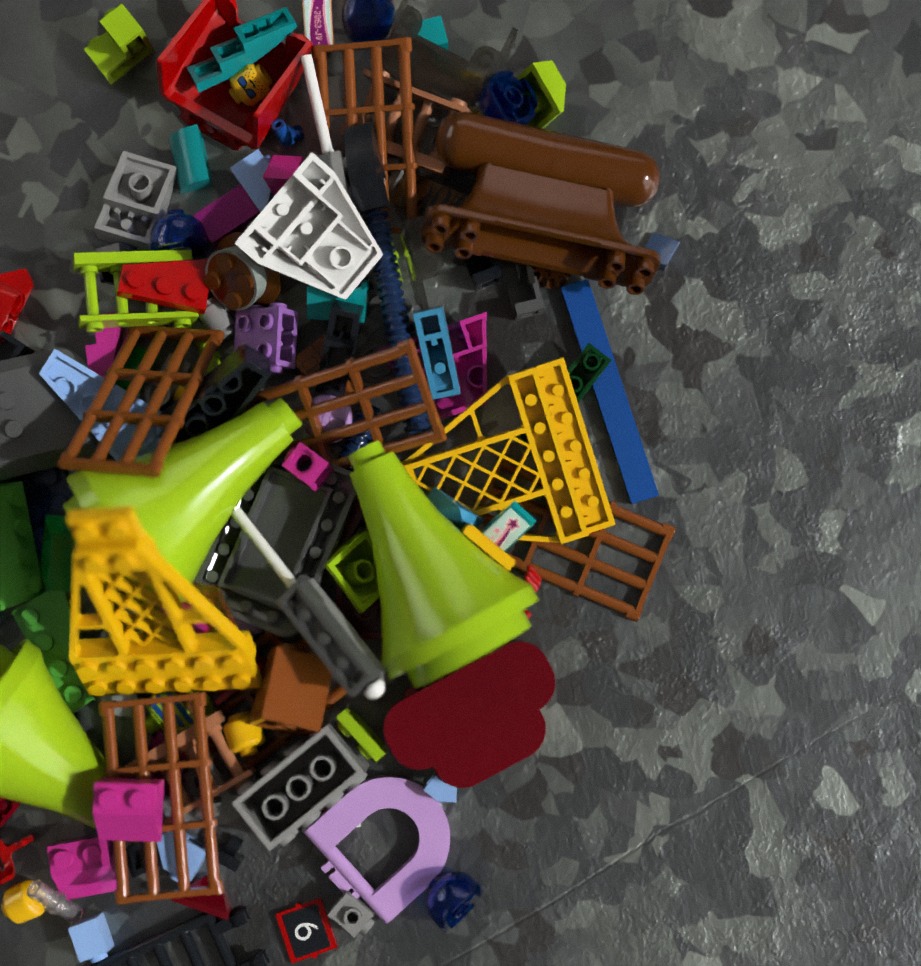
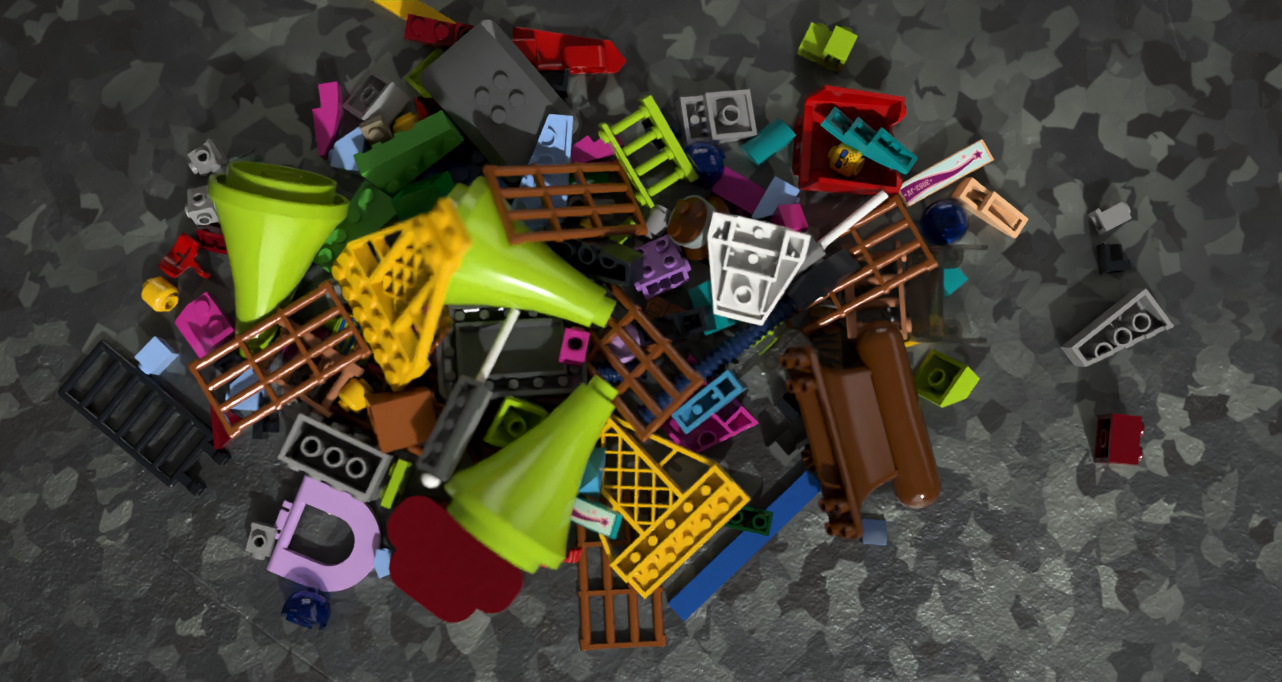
camera: 60 degrees right, 0 degrees up
(55, 901) = (169, 317): clear pin -> none
(128, 809) = (260, 340): dark pink slope -> none
(167, 284) = (662, 174): red wing -> none
(286, 134) = (823, 206): blue arm -> none
(306, 930) = (234, 511): piece -> none
(488, 546) = (579, 511): yellow tile -> none
(508, 98) = (930, 361): clear blue cylinder -> none

